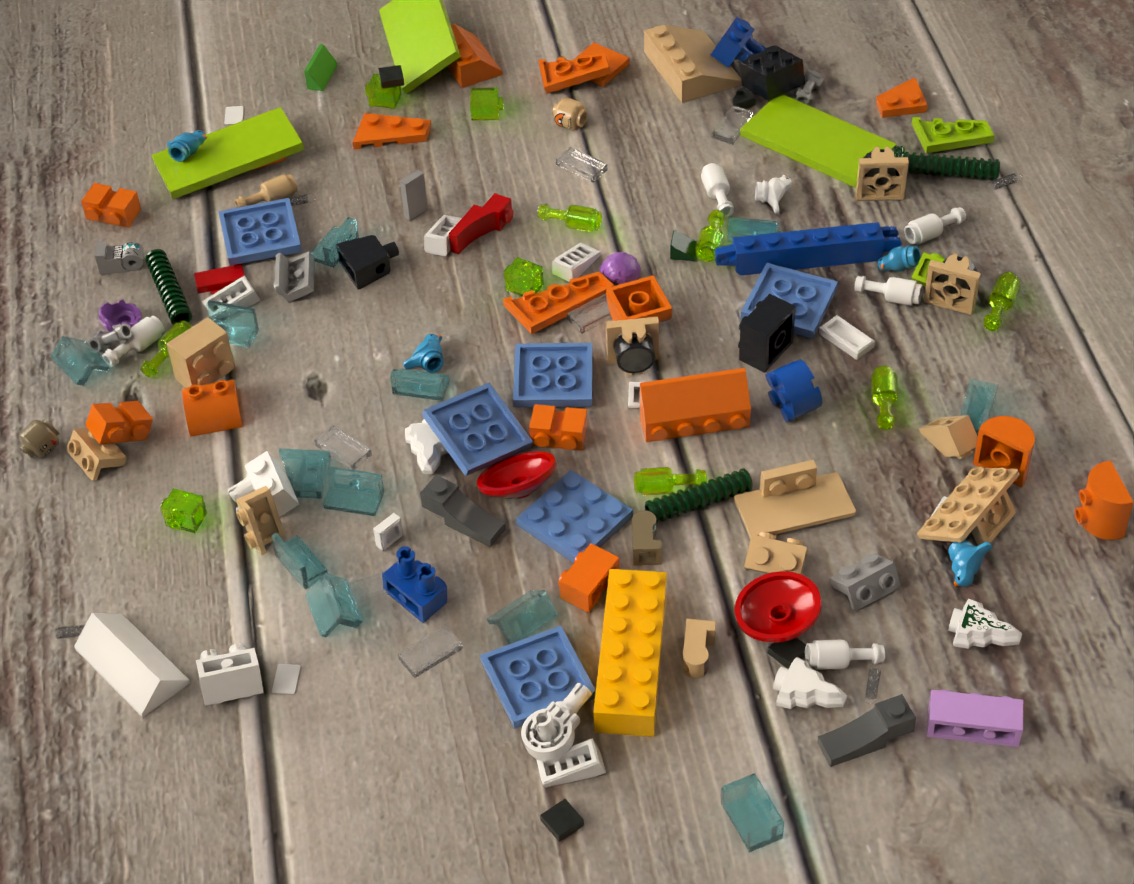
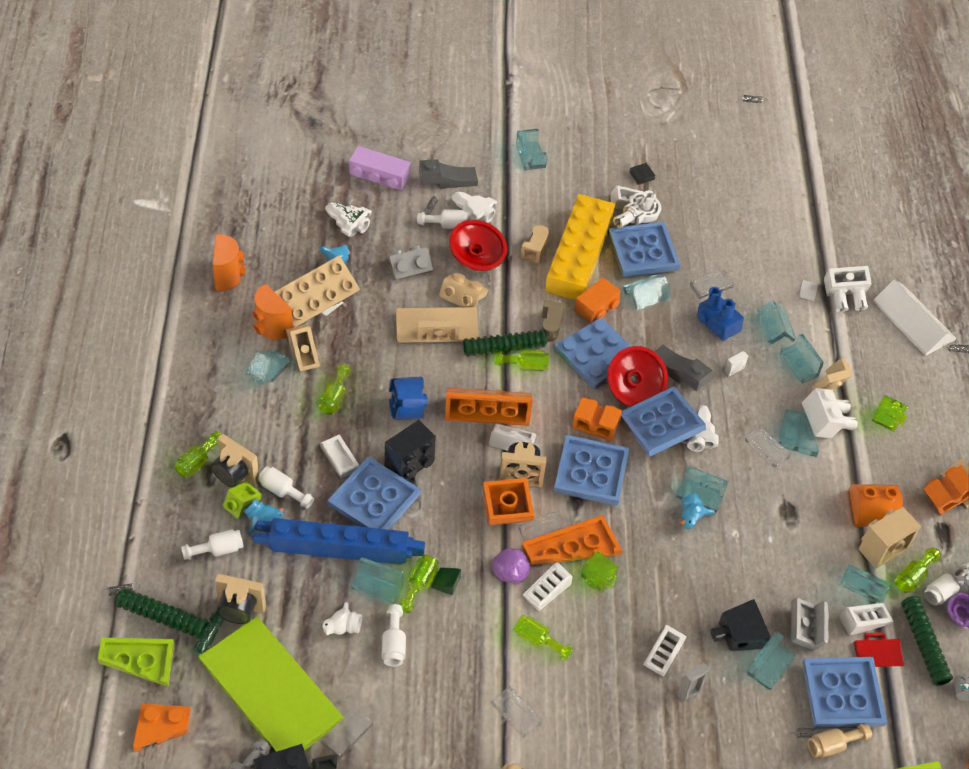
camera: 175 degrees left, 5 degrees up
(353, 491) = (759, 406): clear light blue panel -> none
(480, 221) = (629, 650): red slope -> none

